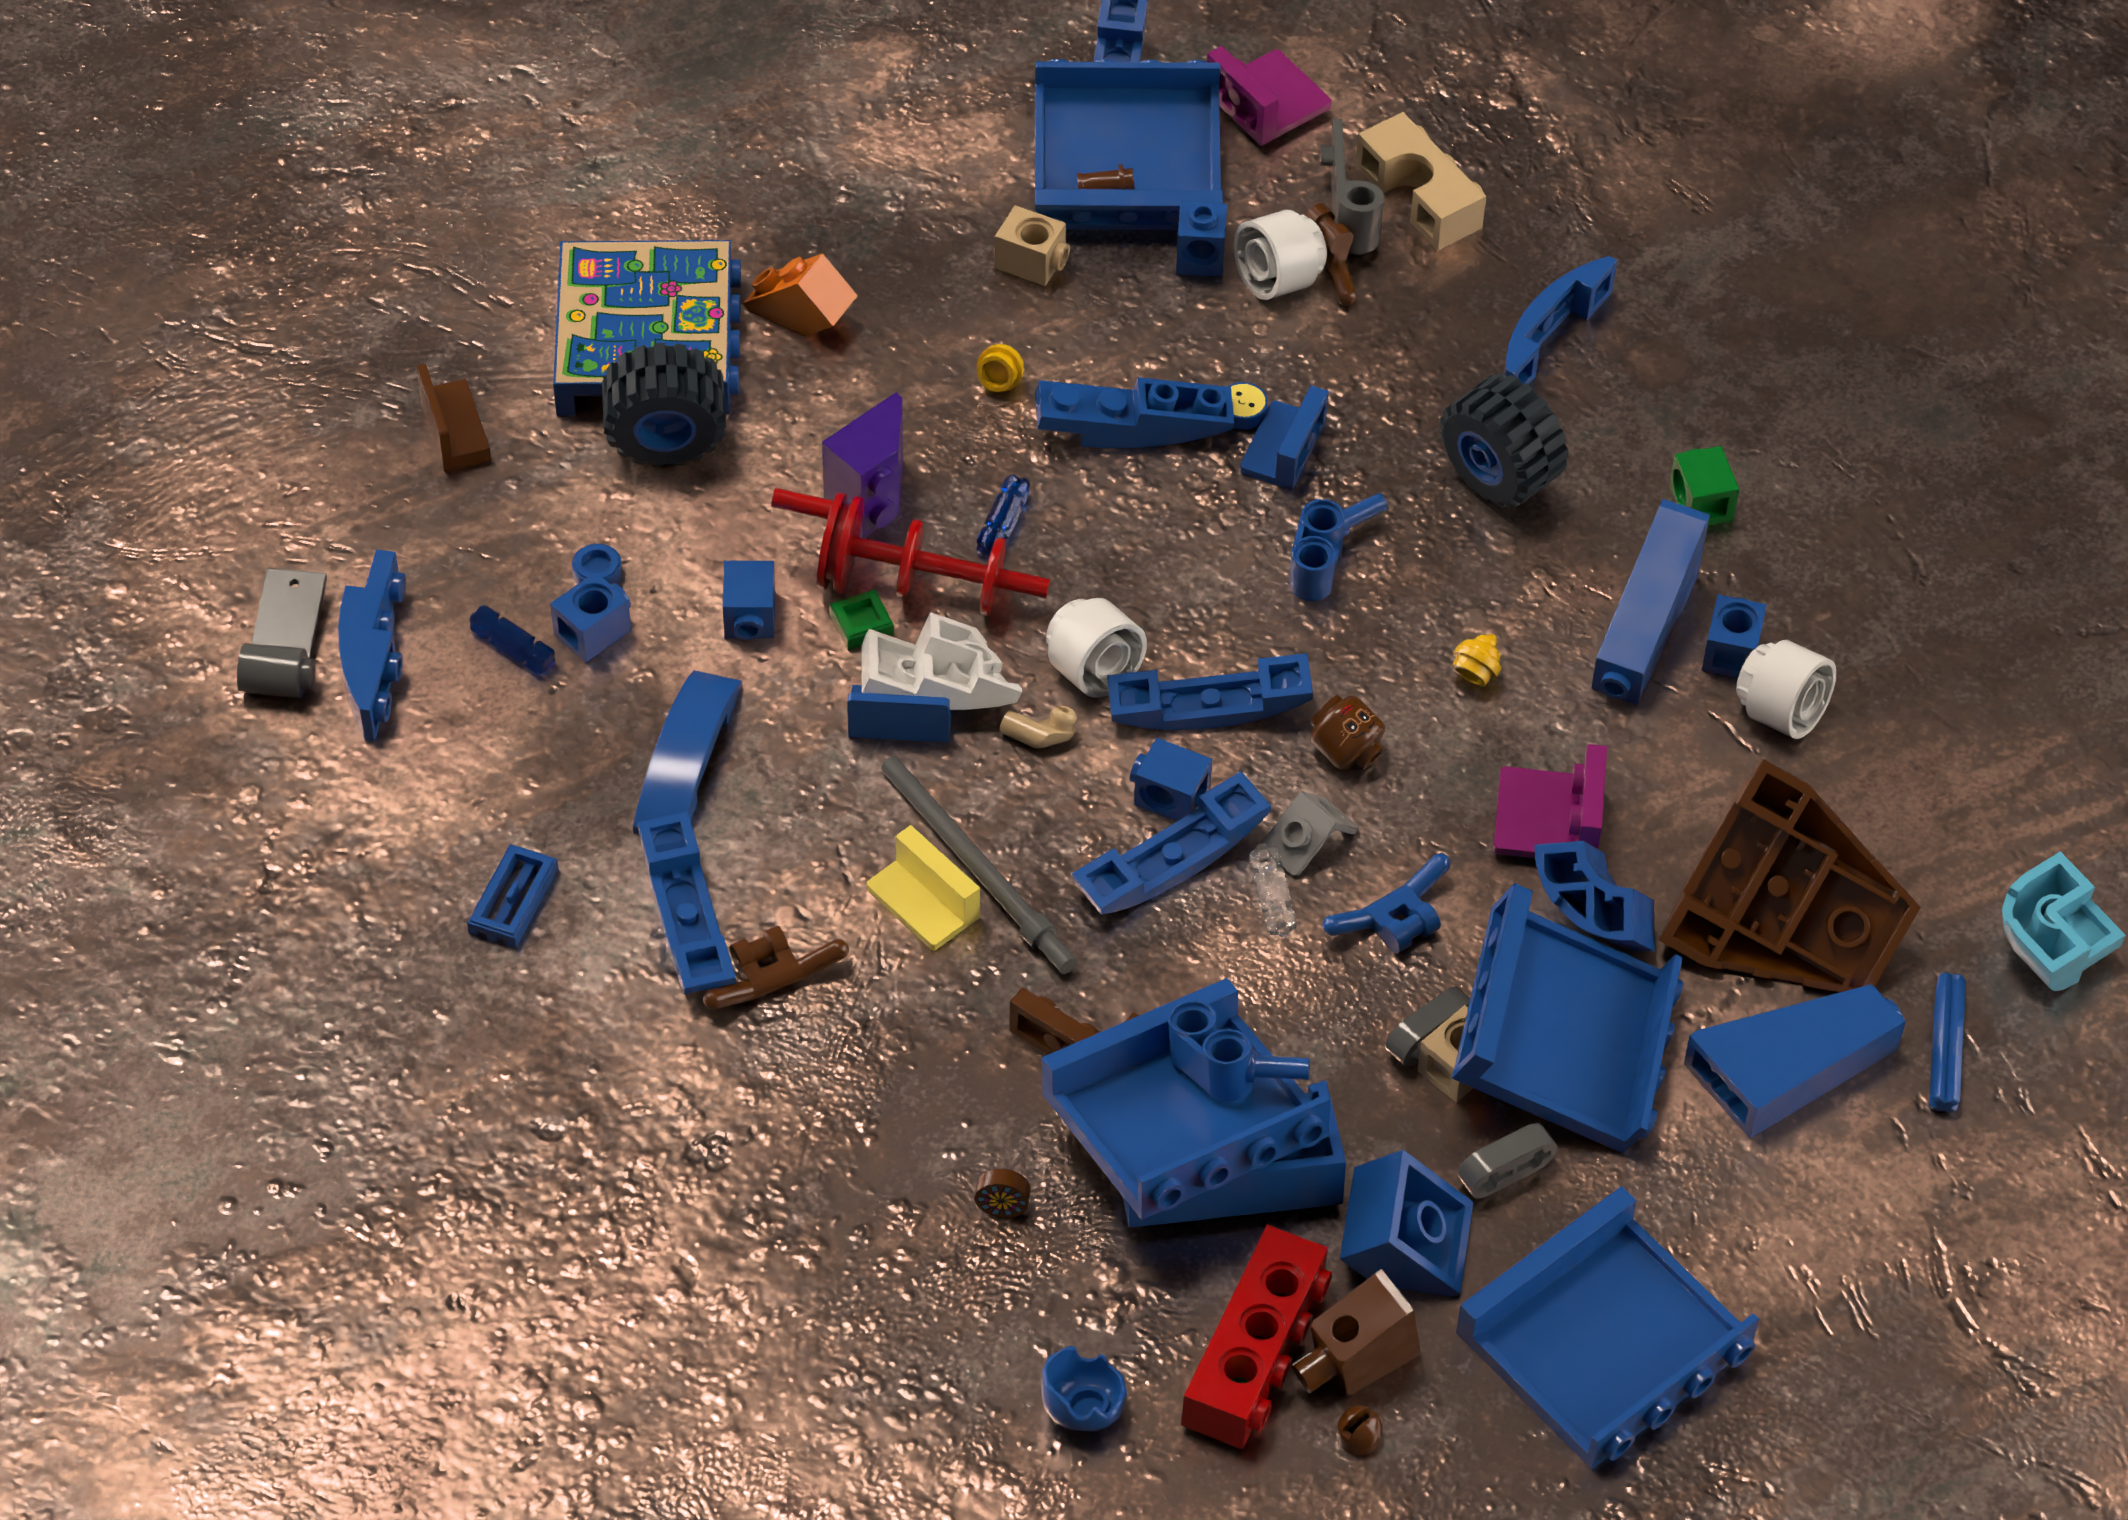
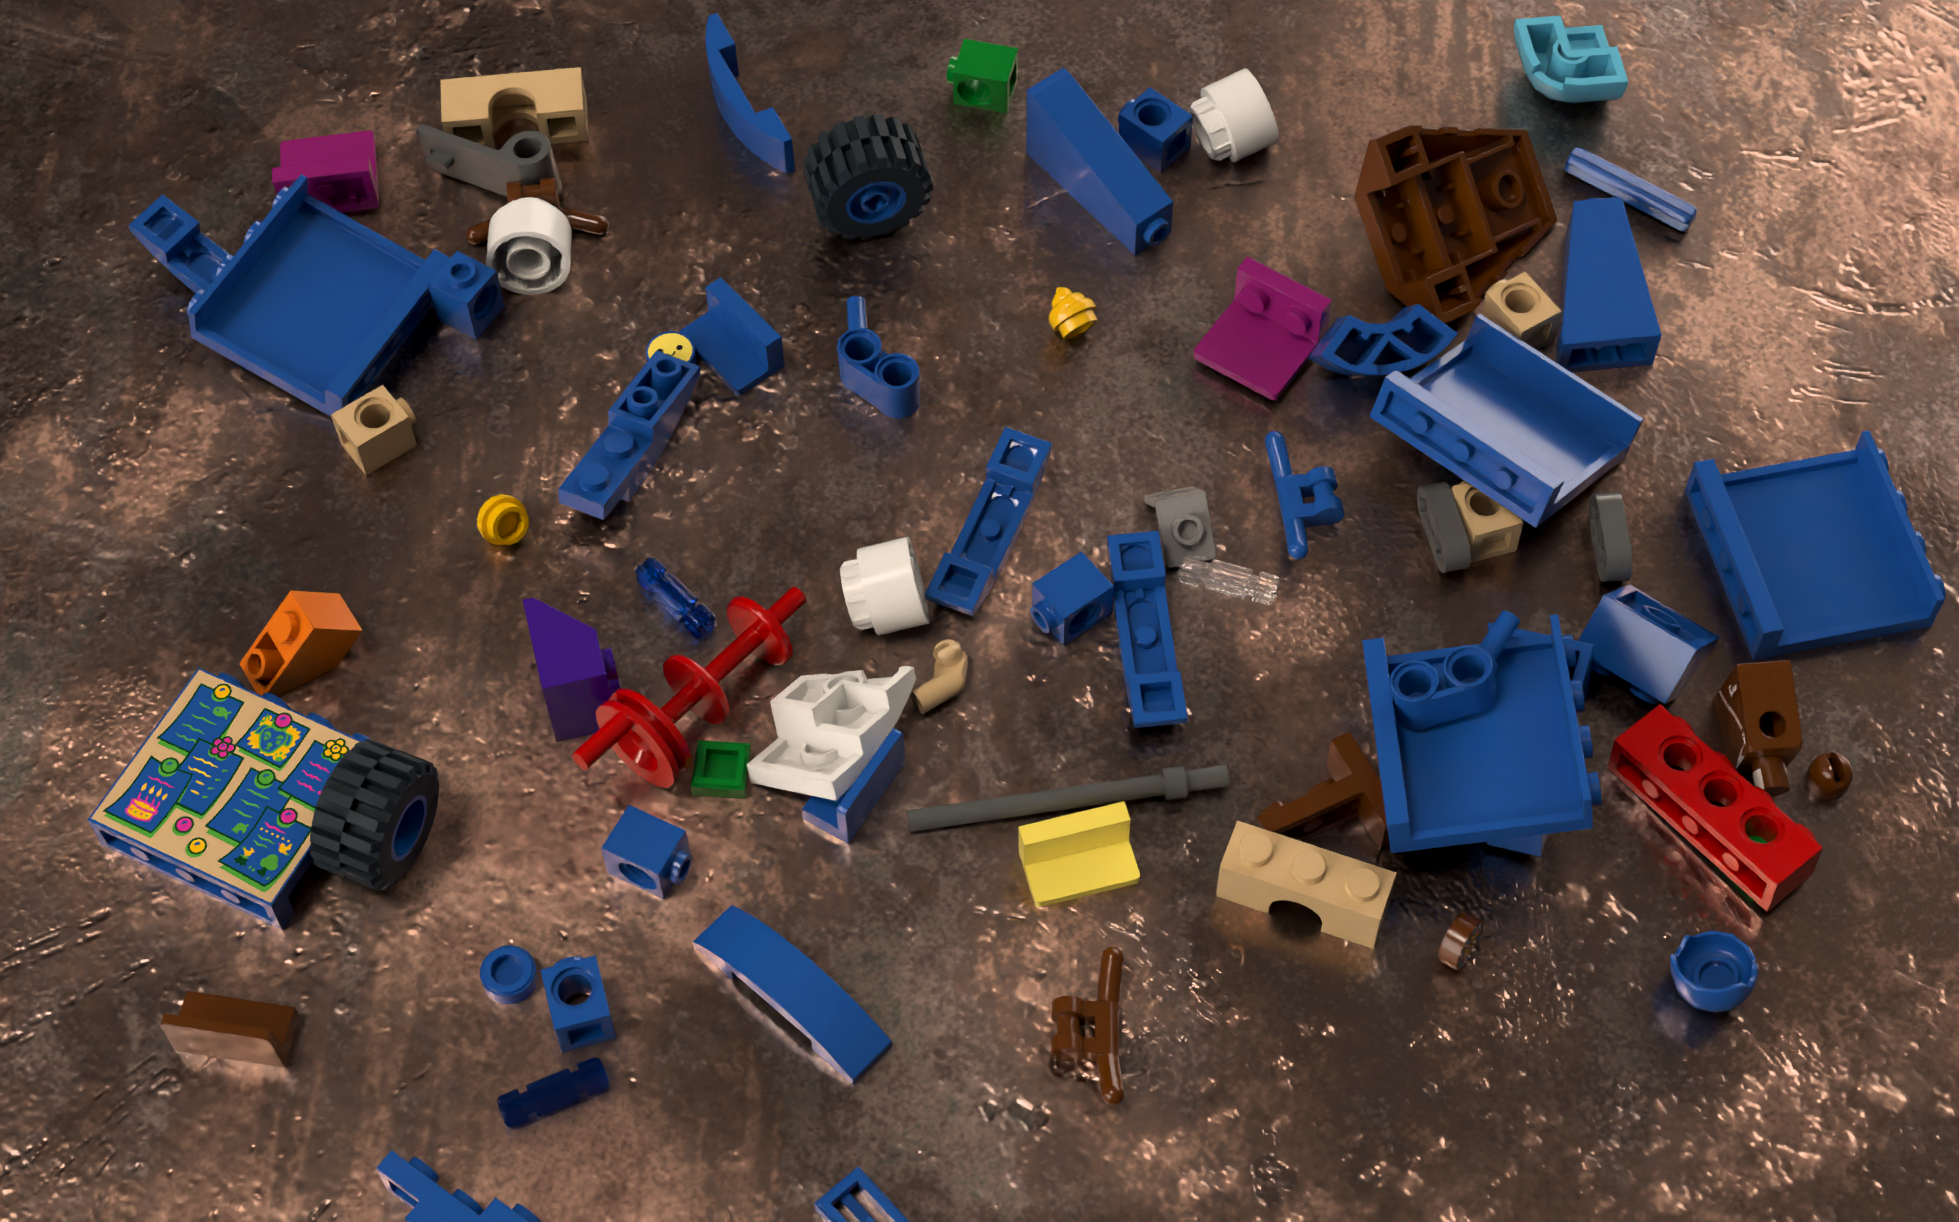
camera: 60 degrees left, 5 degrees up
(685, 903) = (989, 1075): blue slope -> none
(987, 1056) = (1274, 867): none -> tan arch
(1109, 179) = (355, 327): reddish brown pin -> none
(1347, 732) = (1096, 442): reddish brown head -> none
(1720, 978) = (1522, 310): none -> tan brick

